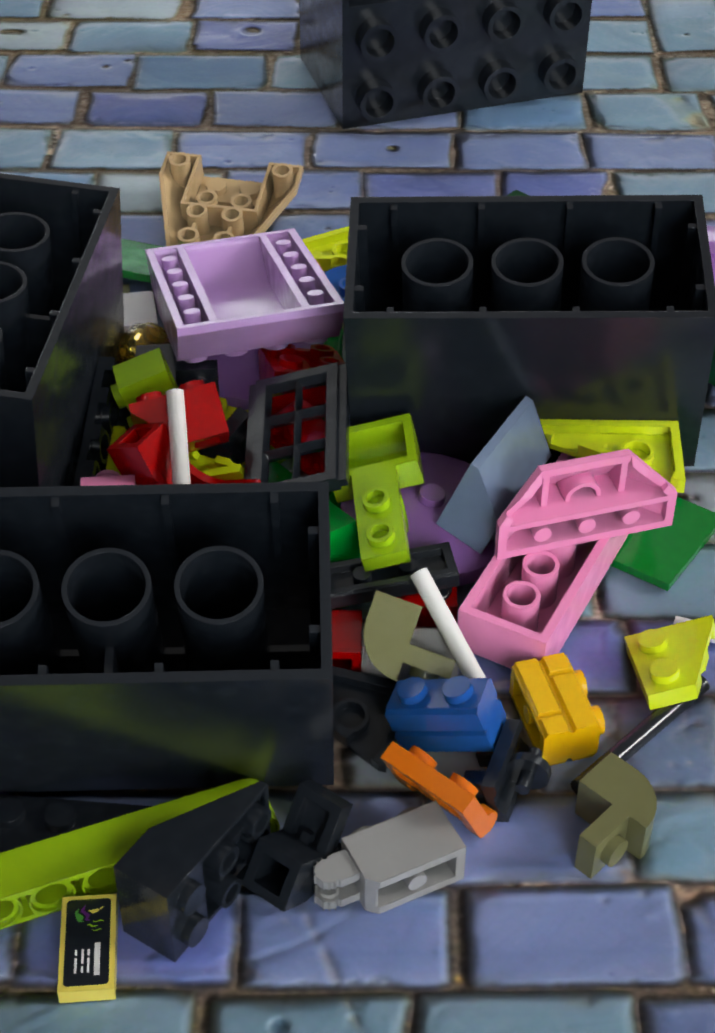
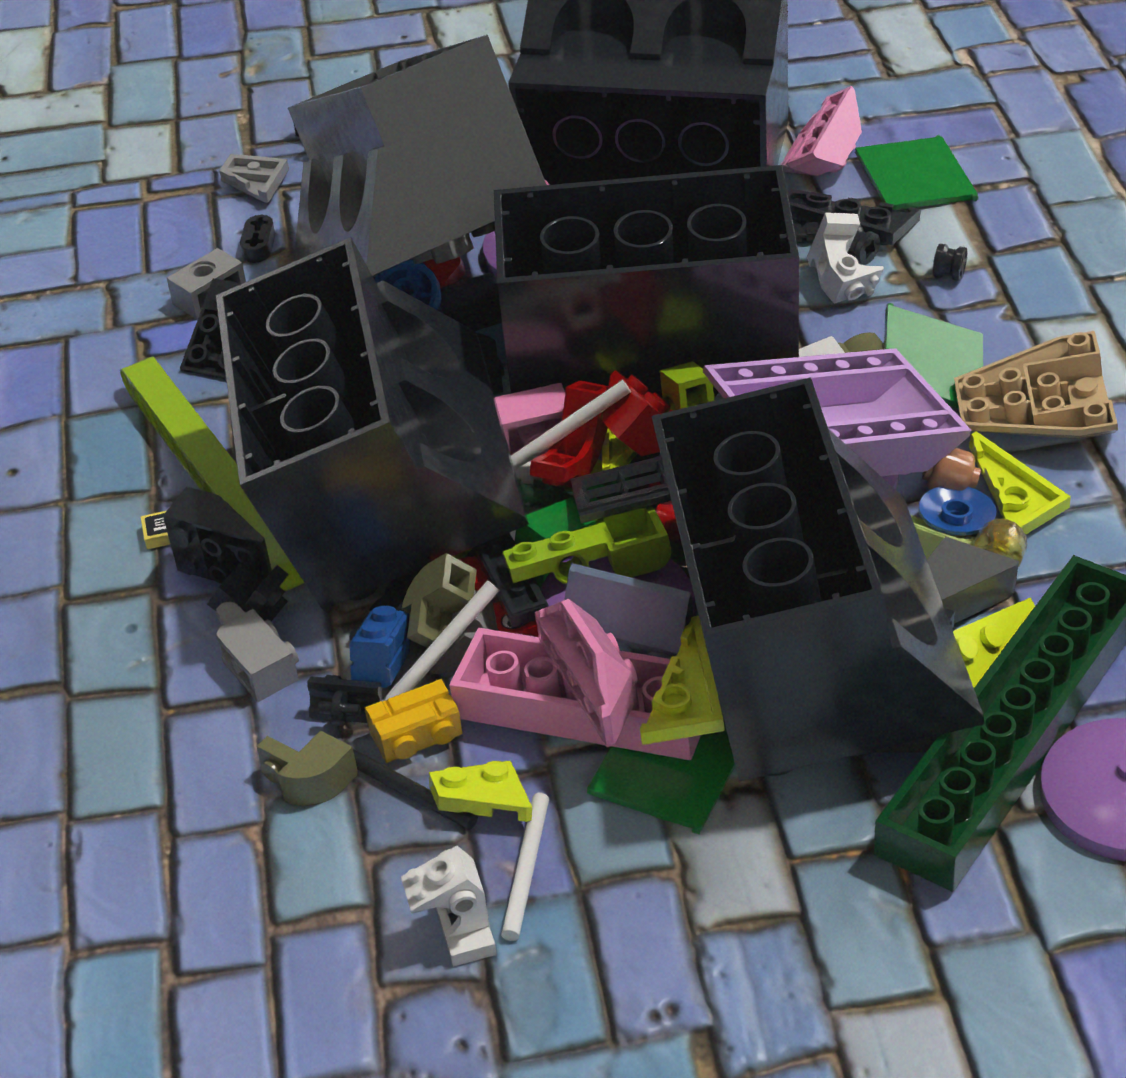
camera: 85 degrees right, 0 degrees up
(453, 794) = (301, 647): orange plate -> none

